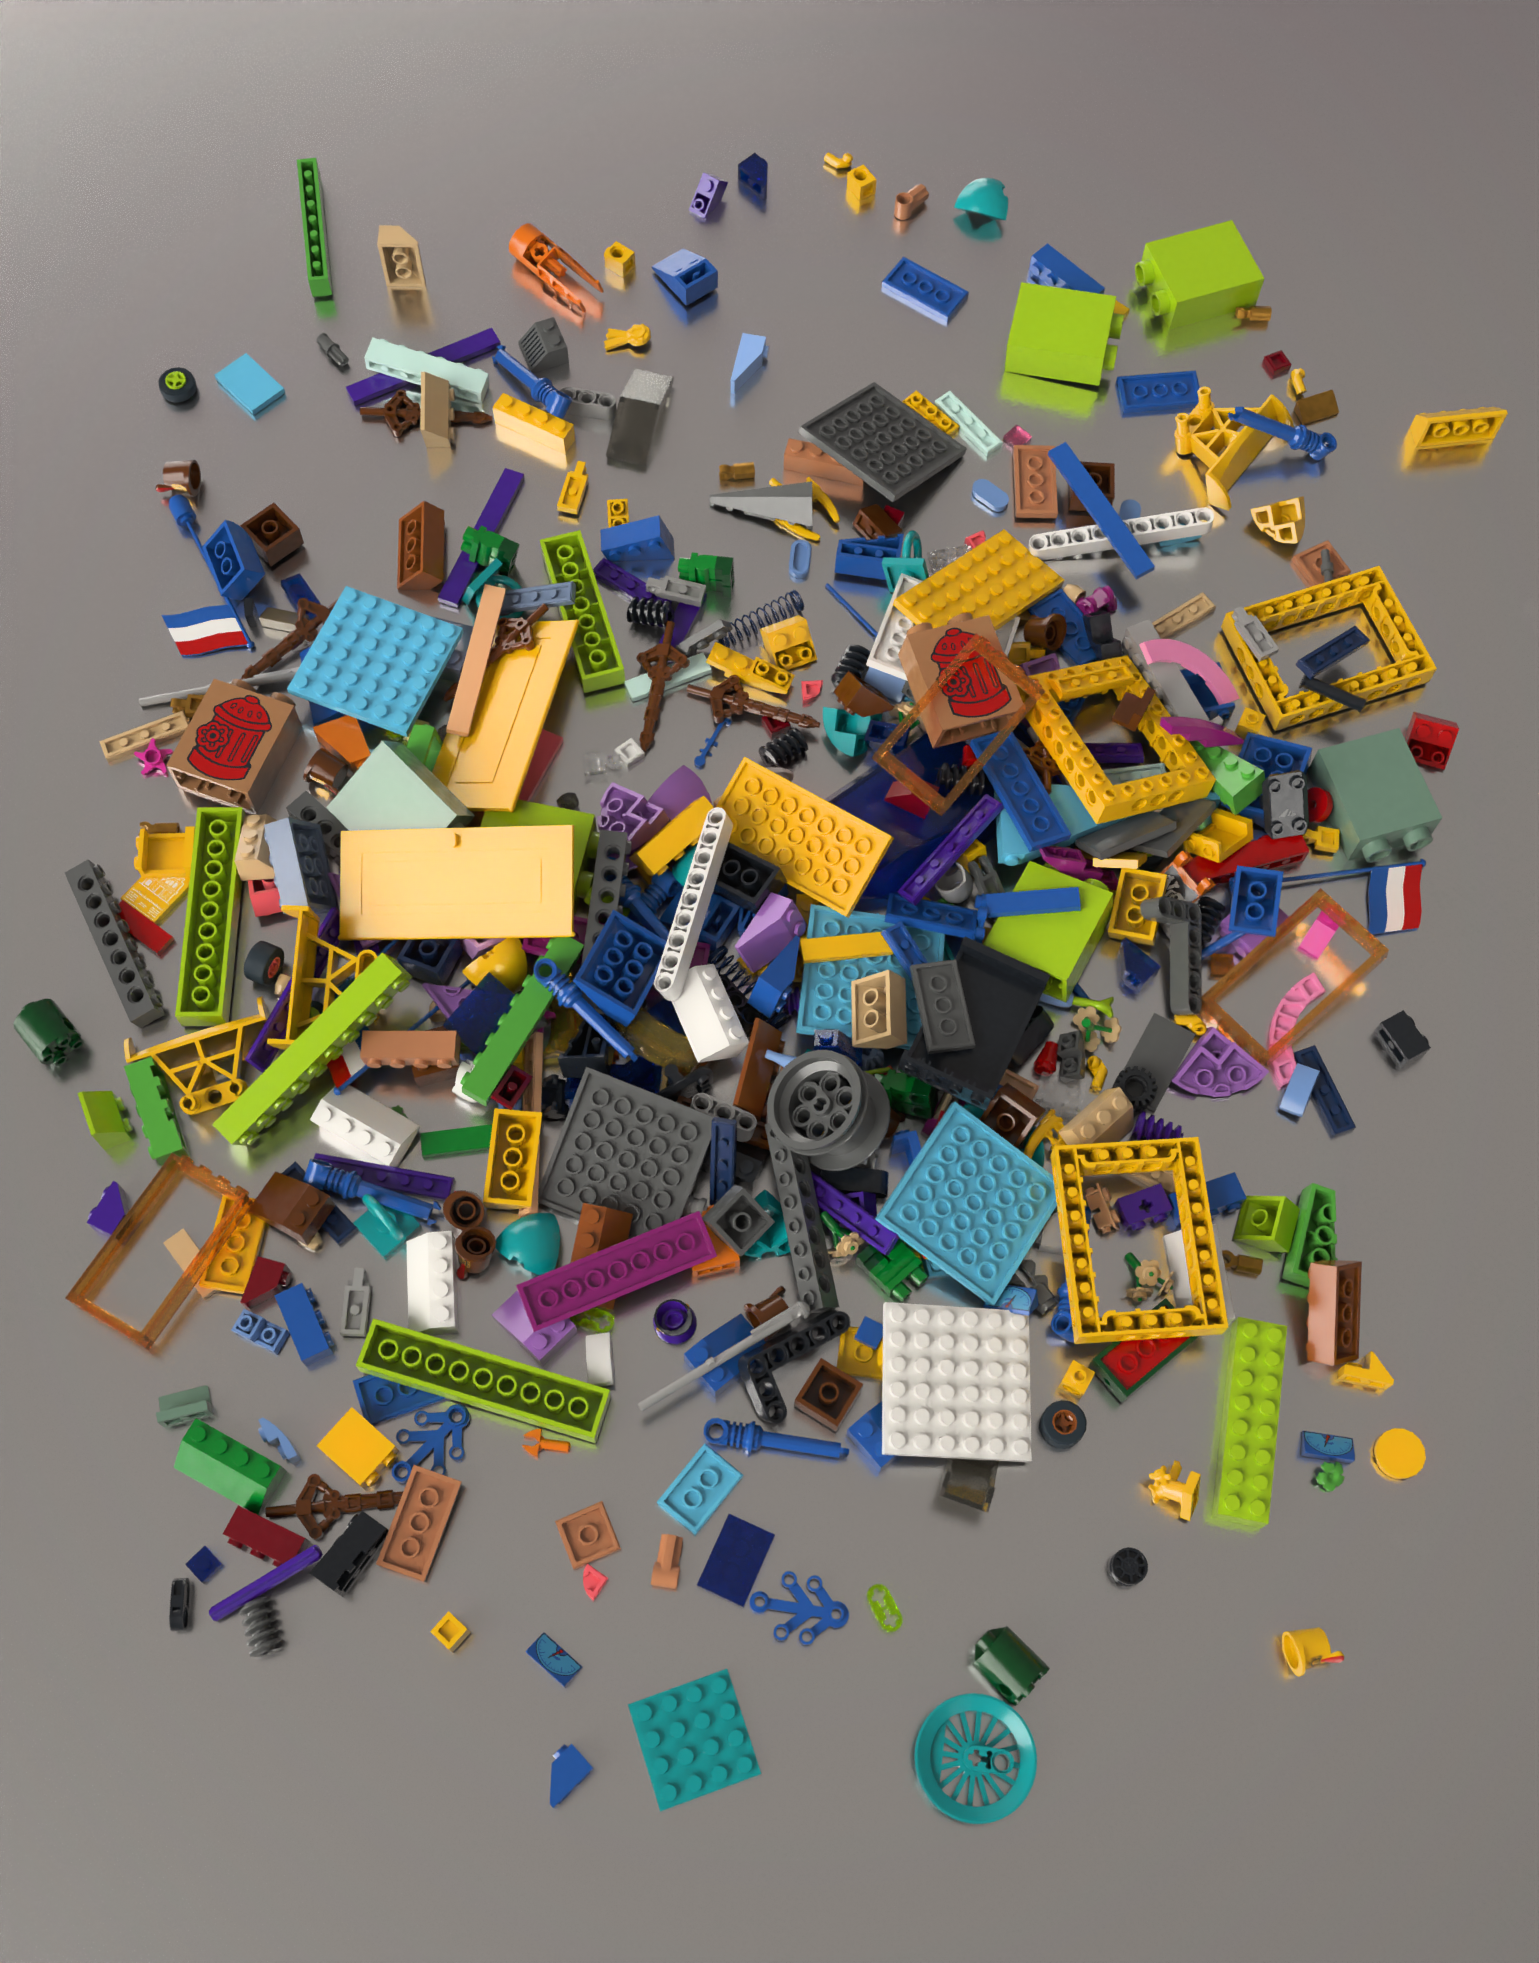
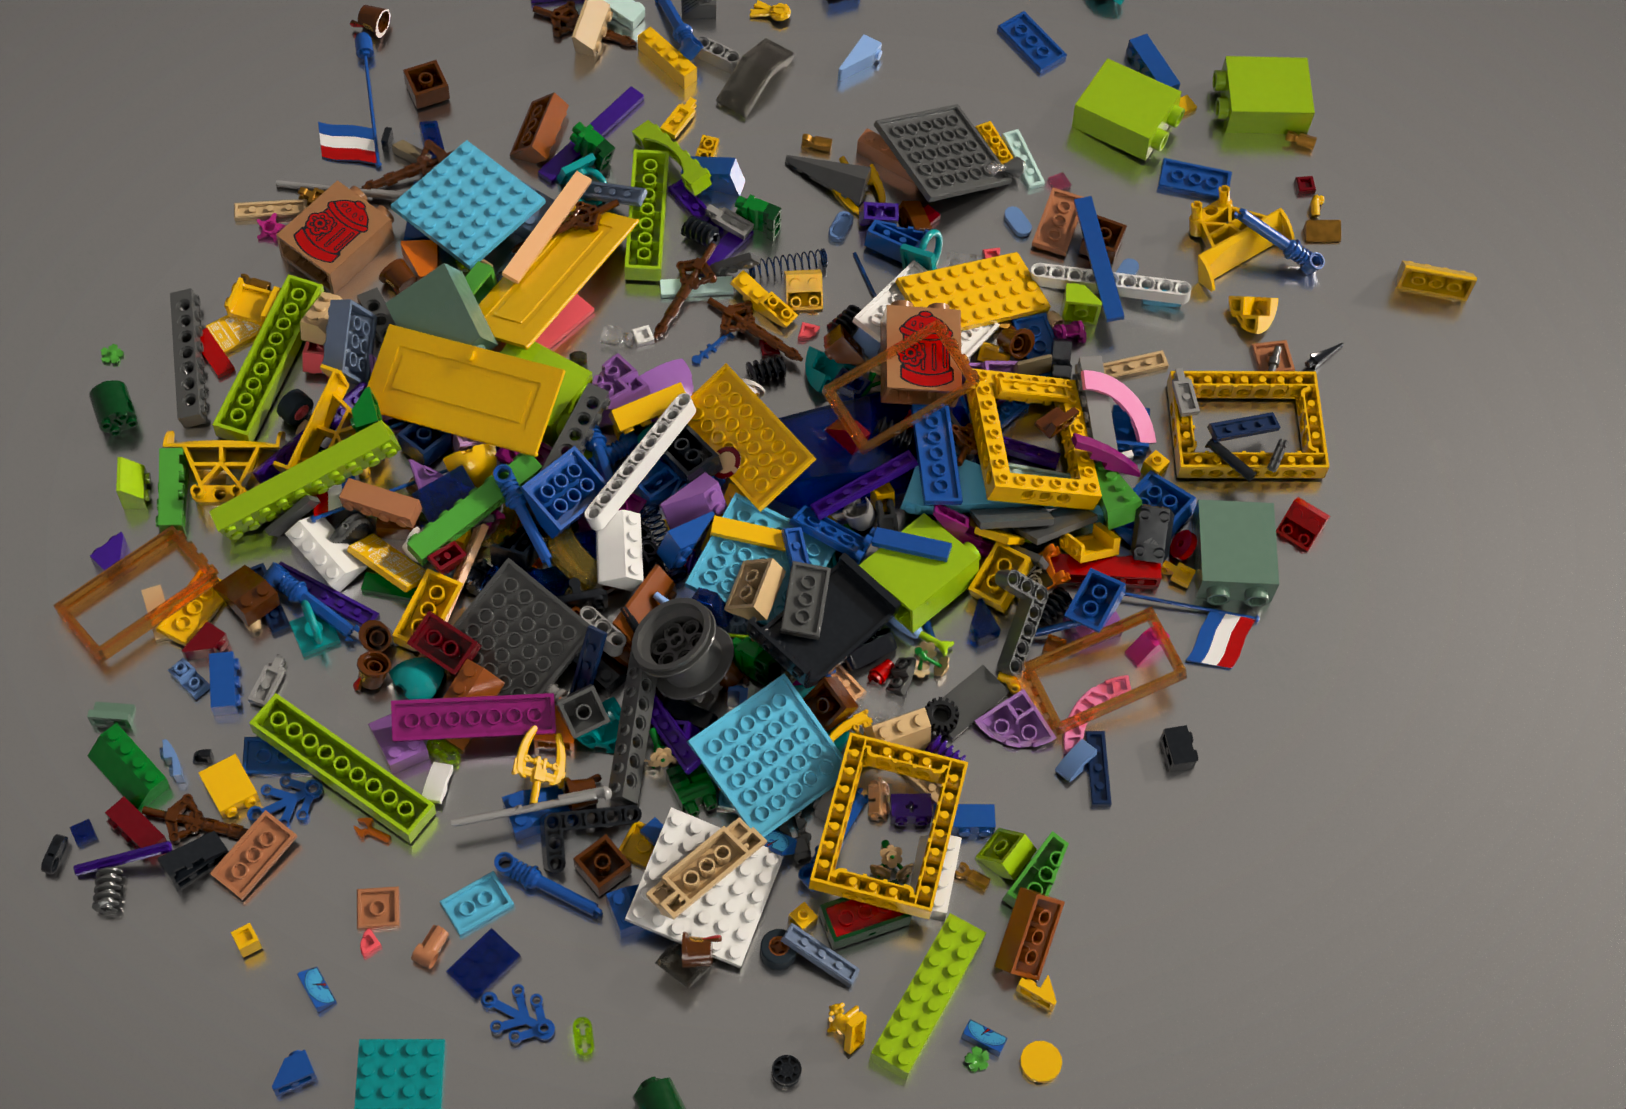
camera: 15 degrees right, 5 degrees down
(21, 967) = (112, 354): none -> bright green plant
(233, 560) = (388, 95): blue brick -> none
(311, 1095) = (292, 515): none -> dark grey tile
(313, 1422) = (203, 757): none -> black tile
(357, 948) = (365, 411): none -> green slope
(386, 1089) = (352, 529): none -> dark grey hat
(432, 1283) = (332, 685): white slope -> none
(443, 1114) = (387, 562): none -> yellow tile
(548, 1193) = (443, 643): none -> dark red slope
(551, 521) = (650, 137): none -> lime arch
(674, 1321) = (501, 775): dark purple piece -> none
(715, 1312) = (538, 773): none -> yellow bar
(754, 1095) = (631, 619): none -> black pin
(793, 870) = (730, 462): none -> sticker
(832, 531) = (878, 211): none -> dark purple brick
(955, 1364) = (705, 868): none -> tan slope
(964, 434) = (1014, 167): none -> piece
(982, 1463) = (698, 950): none -> reddish brown hat
(1075, 653) = (1034, 365): none -> dark tan slope
(1098, 568) = (1080, 304): none -> lime slope
(1099, 1072) = (919, 695): yellow arm -> none
(1113, 1415) = (820, 955): none -> sand blue tile
(1173, 874) = (1038, 560): none -> dark grey tile
(1369, 549) = (1318, 358): none -> black piece
(1379, 672) = (1277, 455): none -> dark grey axle

